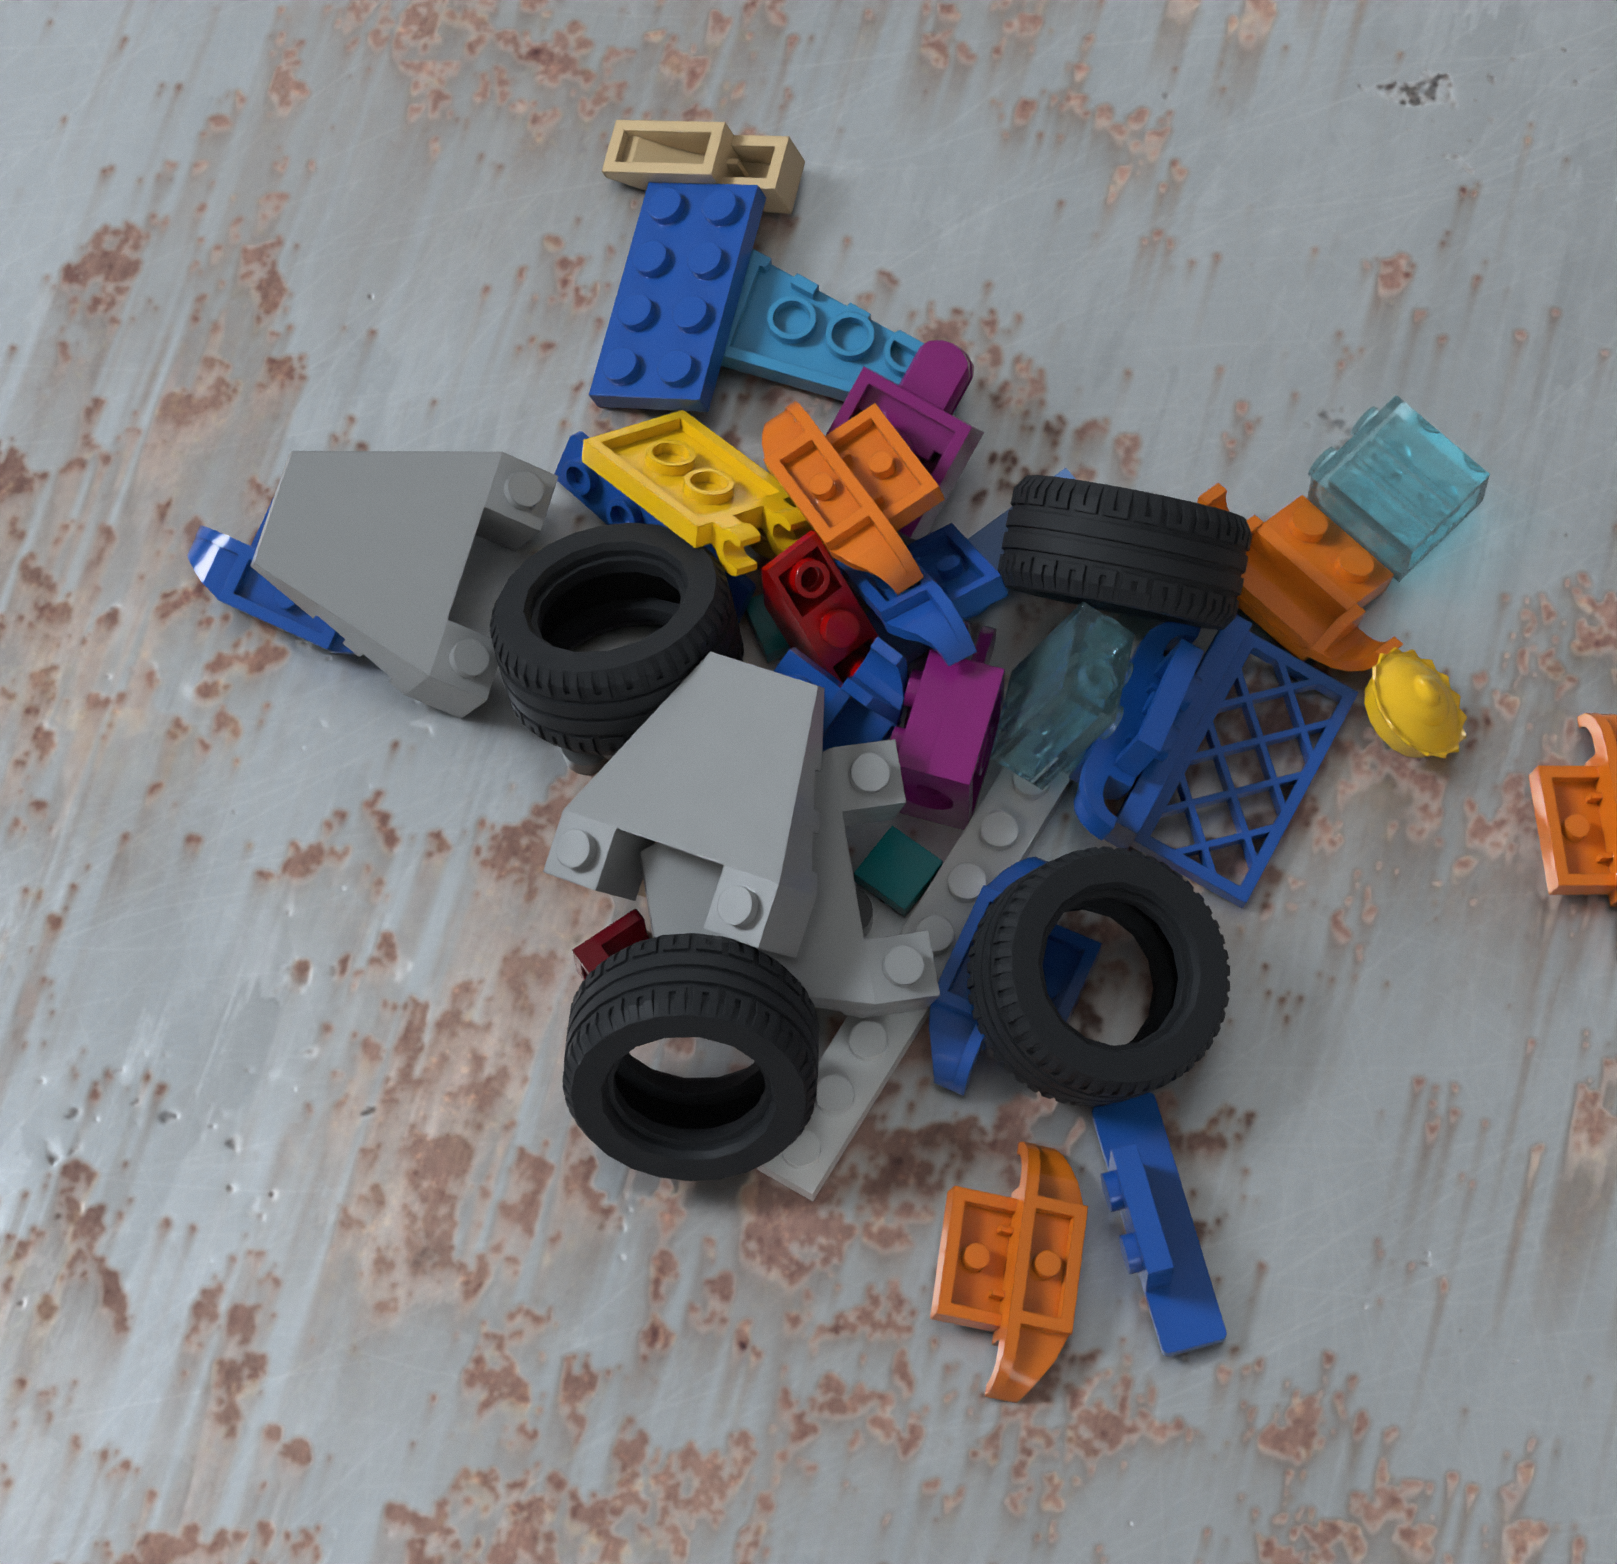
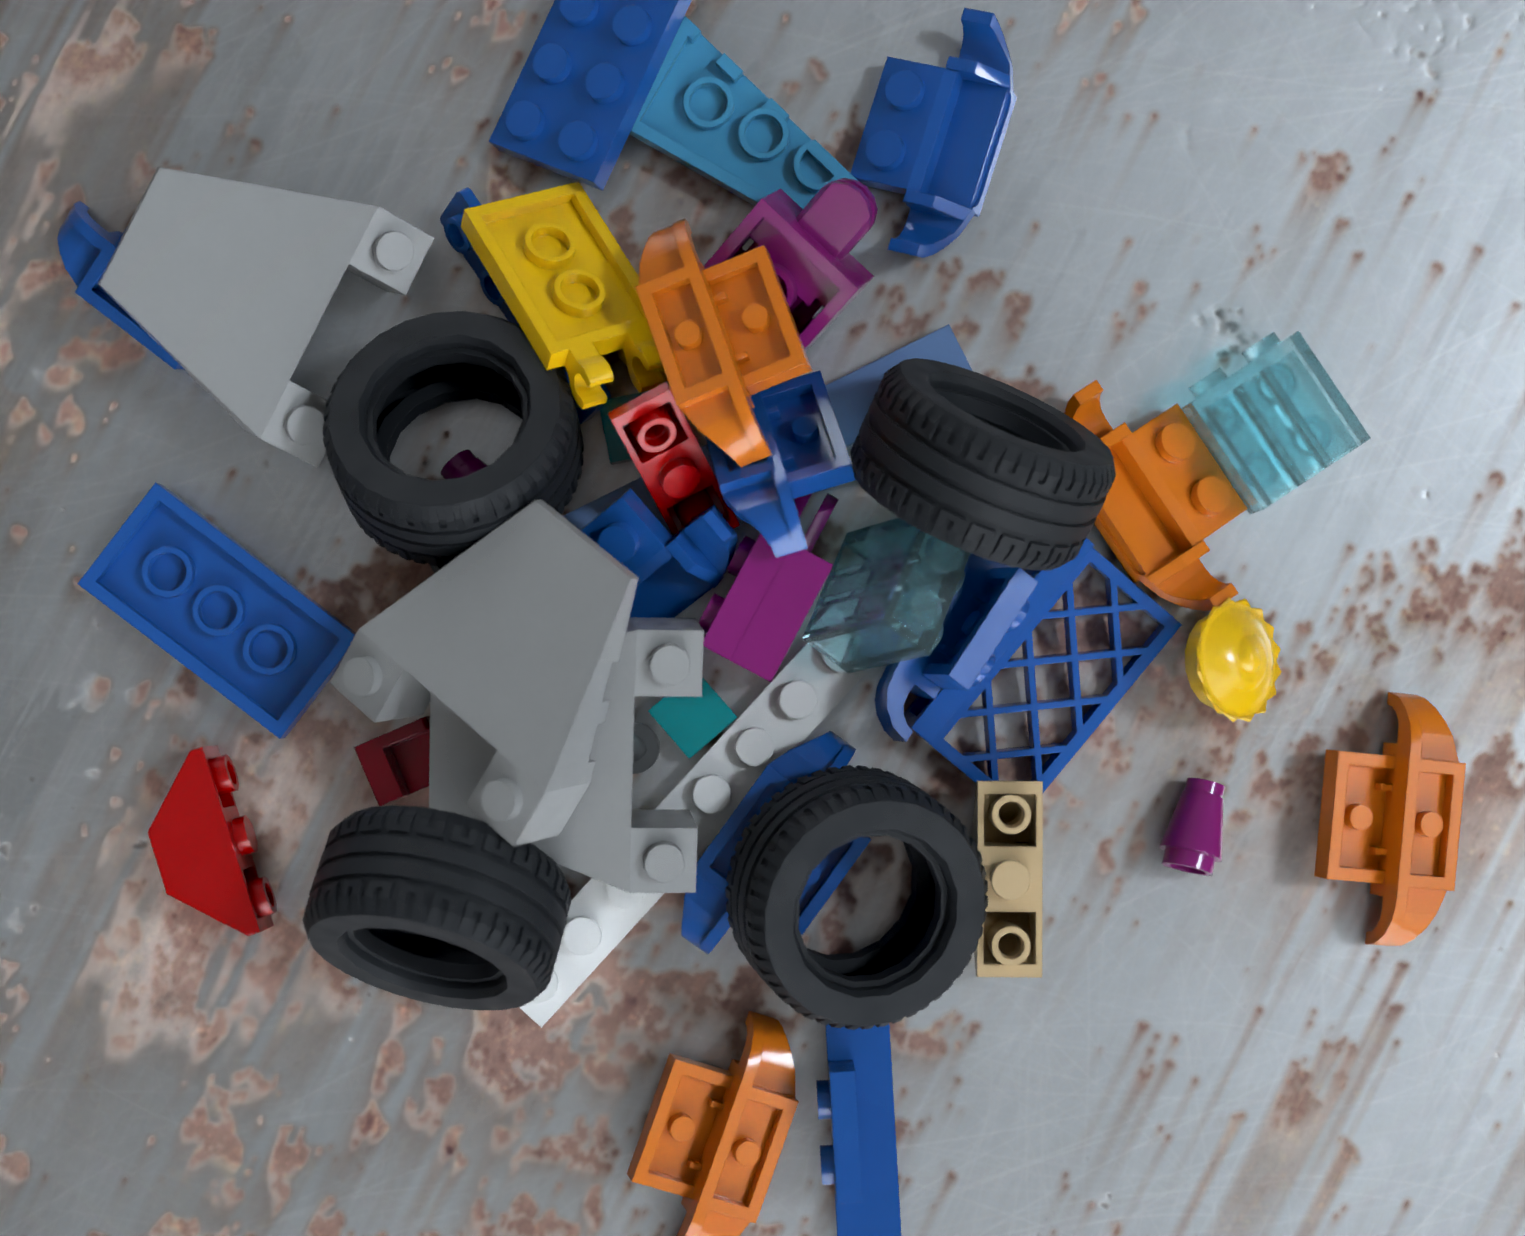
camera: 10 degrees right, 20 degrees up
(410, 864) = (219, 610): none -> blue plate
(442, 1085) = (208, 847): none -> red slope
(1018, 303) = (940, 135): none -> blue plate
(1259, 980) = (1010, 840): none -> tan slope
(1420, 876) = (1195, 829): none -> magenta cone

